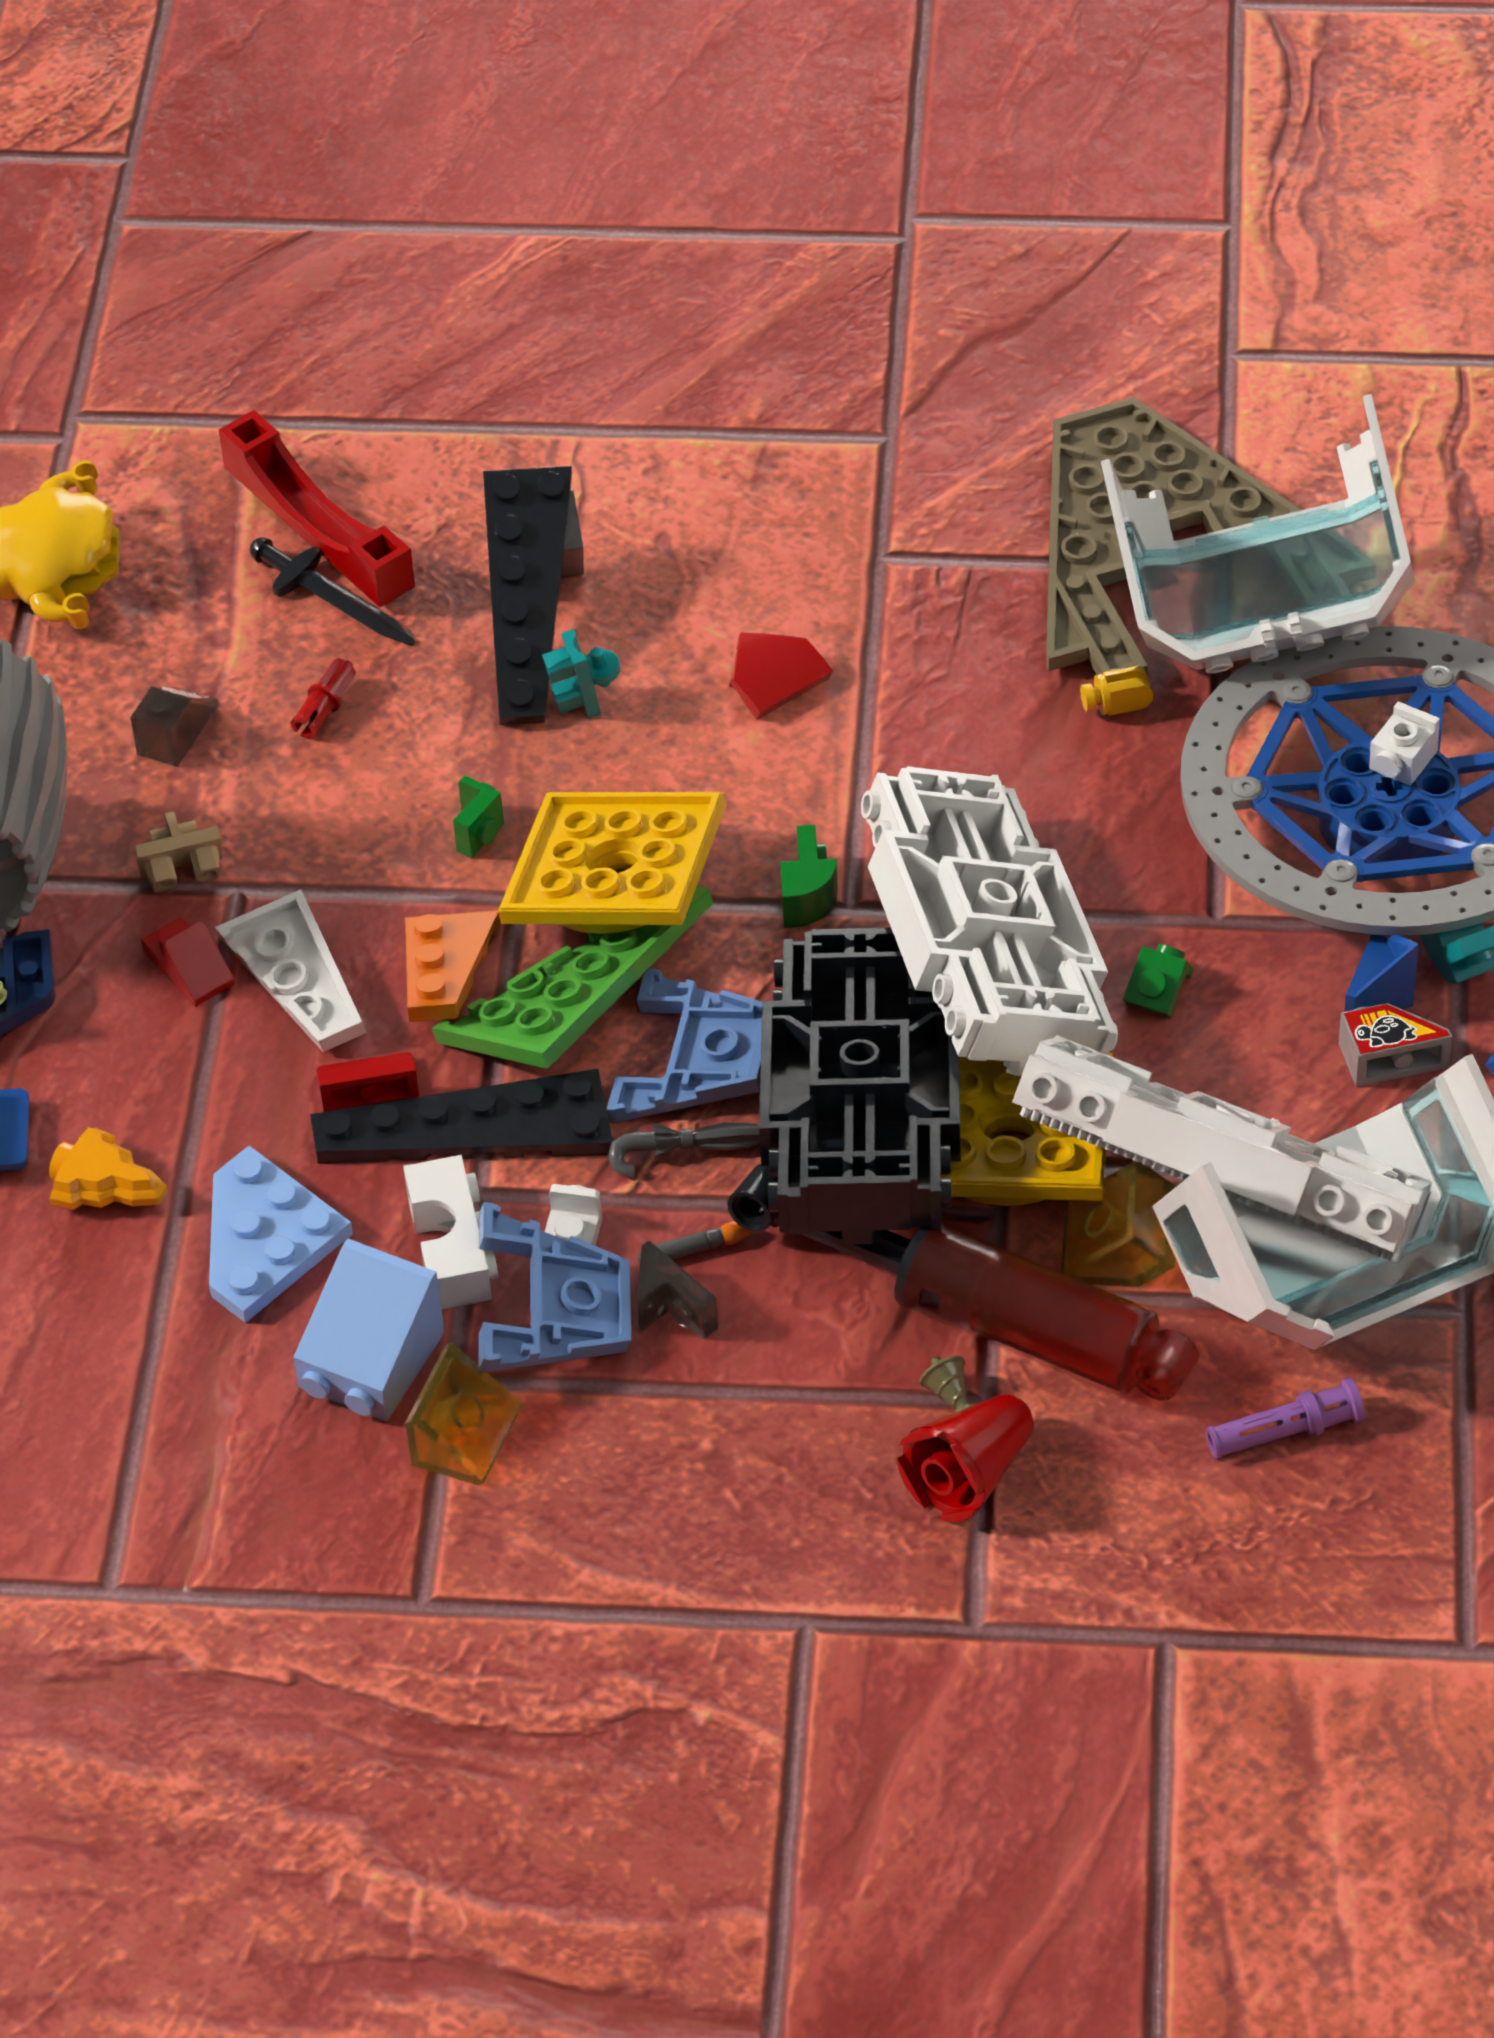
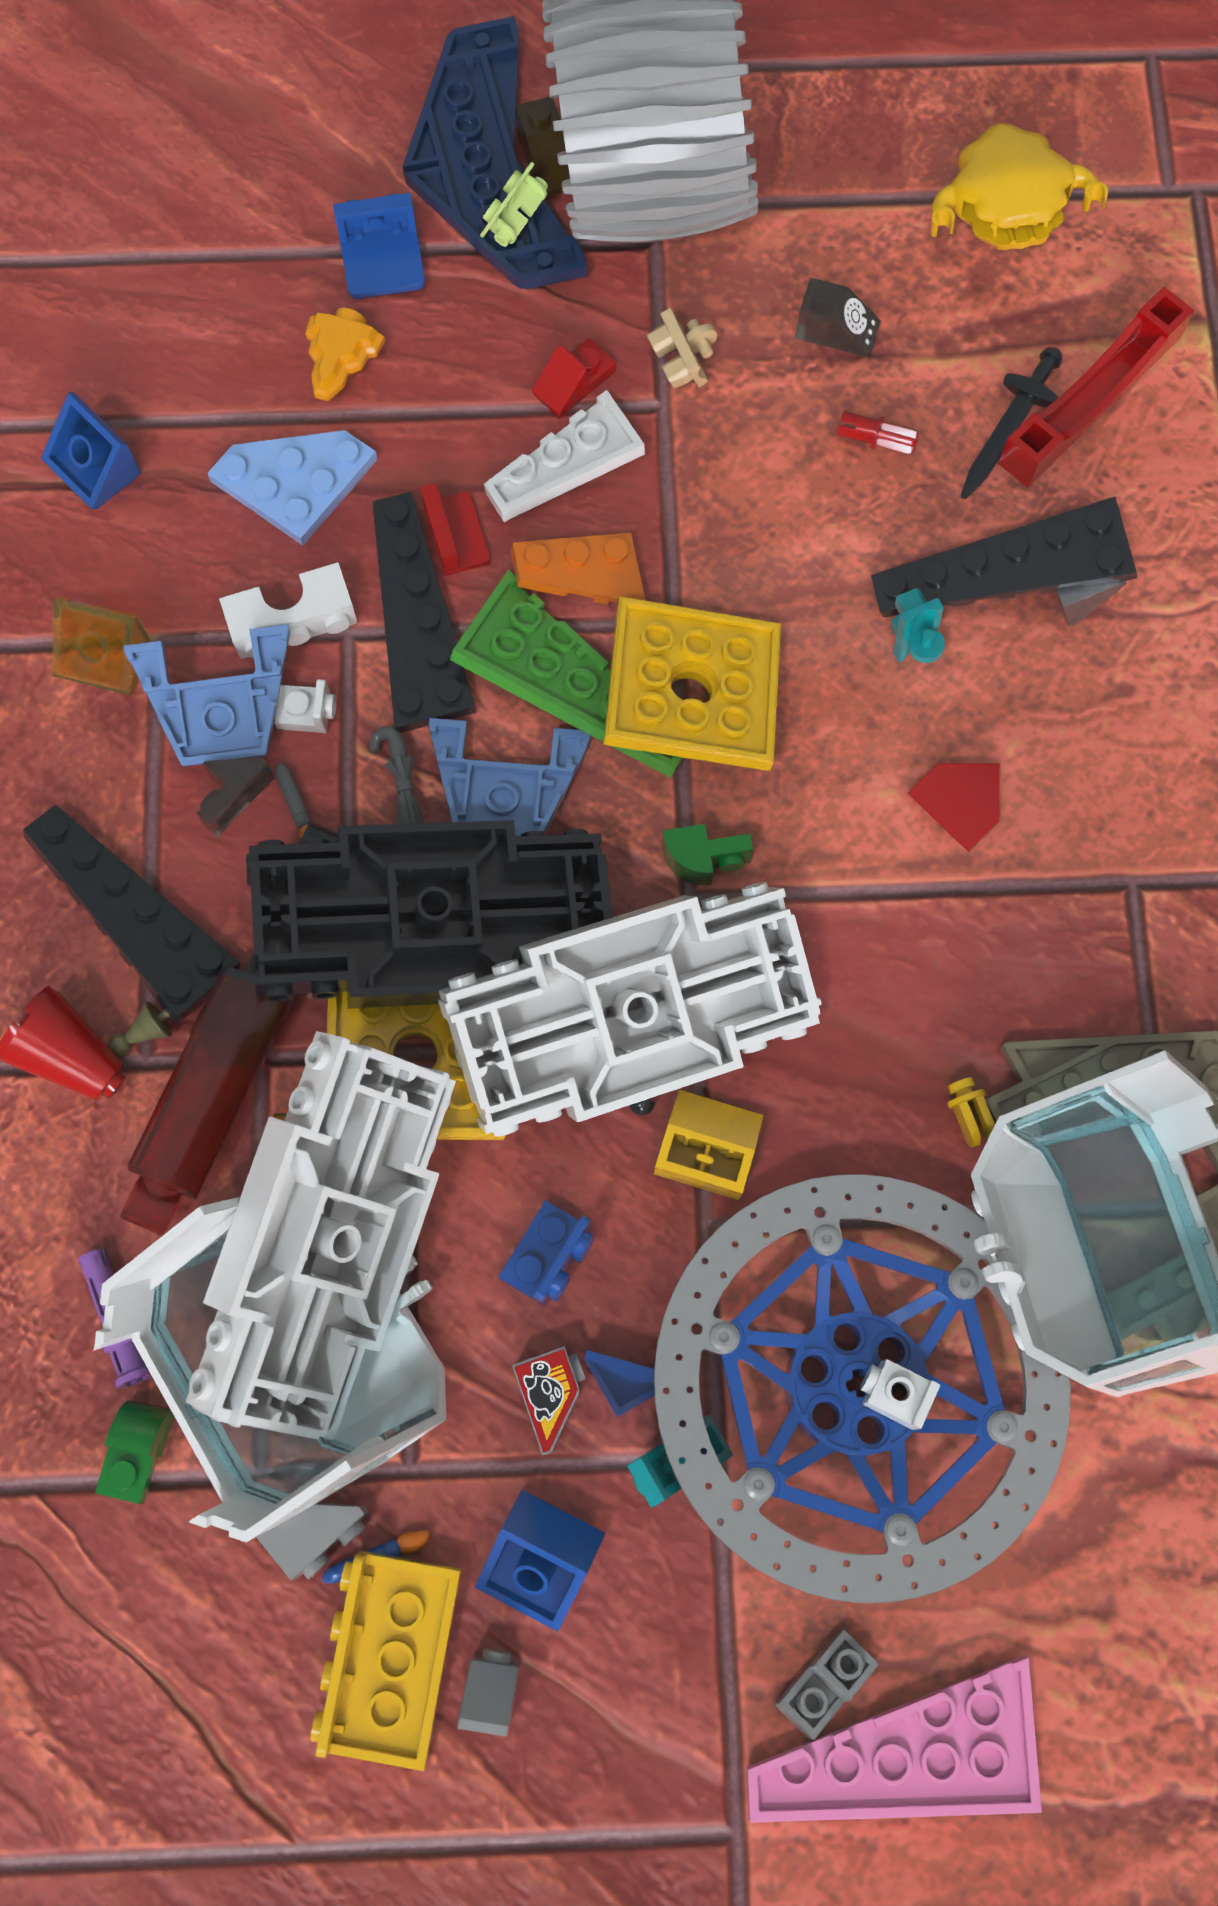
camera: 80 degrees right, 25 degrees up
(191, 1423) = (88, 454): none -> blue slope
(370, 1331) = (173, 564): light blue slope -> none
(479, 817) = (746, 575): green bracket -> none
(841, 1369) = (149, 931): none -> black wing
(1138, 892) = (709, 1145): none -> yellow slope
(1157, 979) = (616, 1175): green bracket -> none
(1246, 1026) = (546, 1253): none -> blue bracket
(1424, 1395) = (133, 1448): none -> green brick

